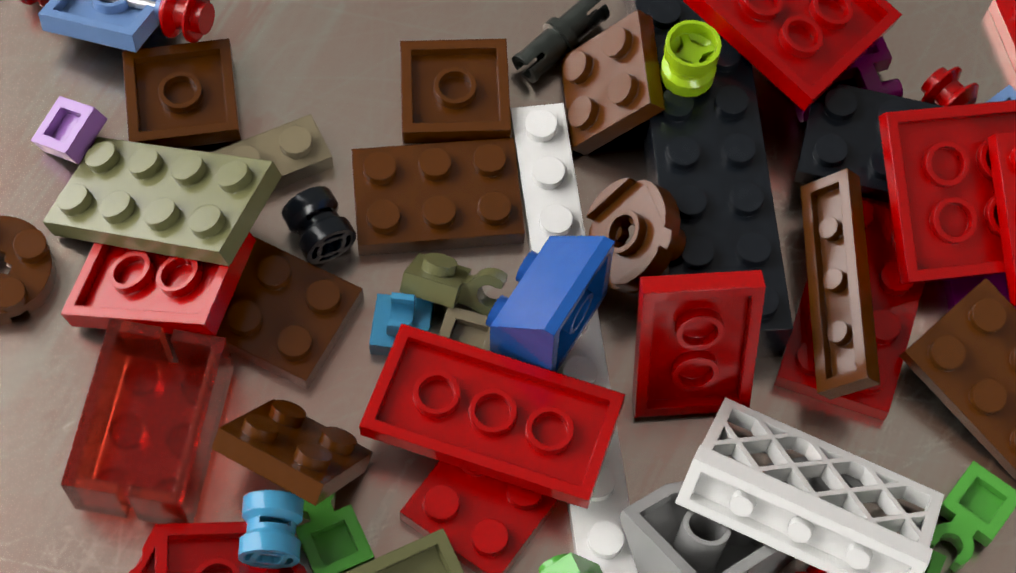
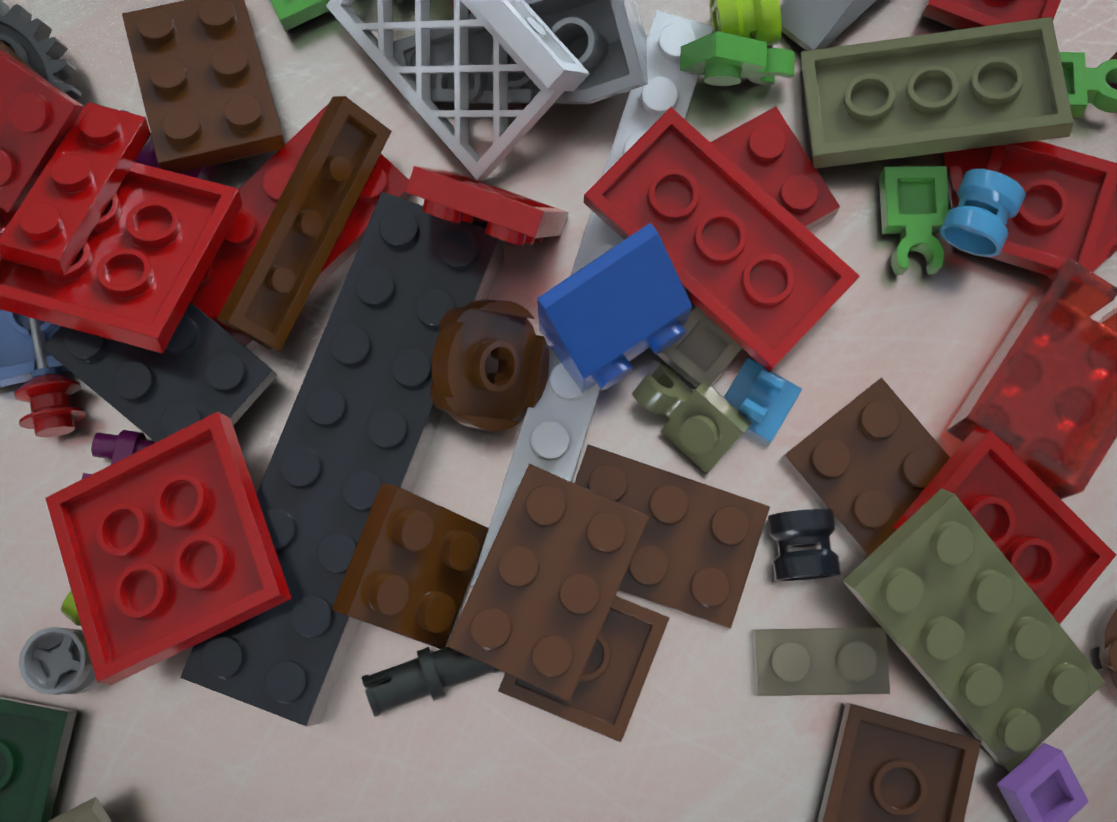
camera: 150 degrees left, 15 degrees up
(293, 450) = (931, 287): reddish brown plate -> none
(505, 115) = (548, 582): none -> reddish brown plate
(690, 58) = (313, 510): lime wheel -> none

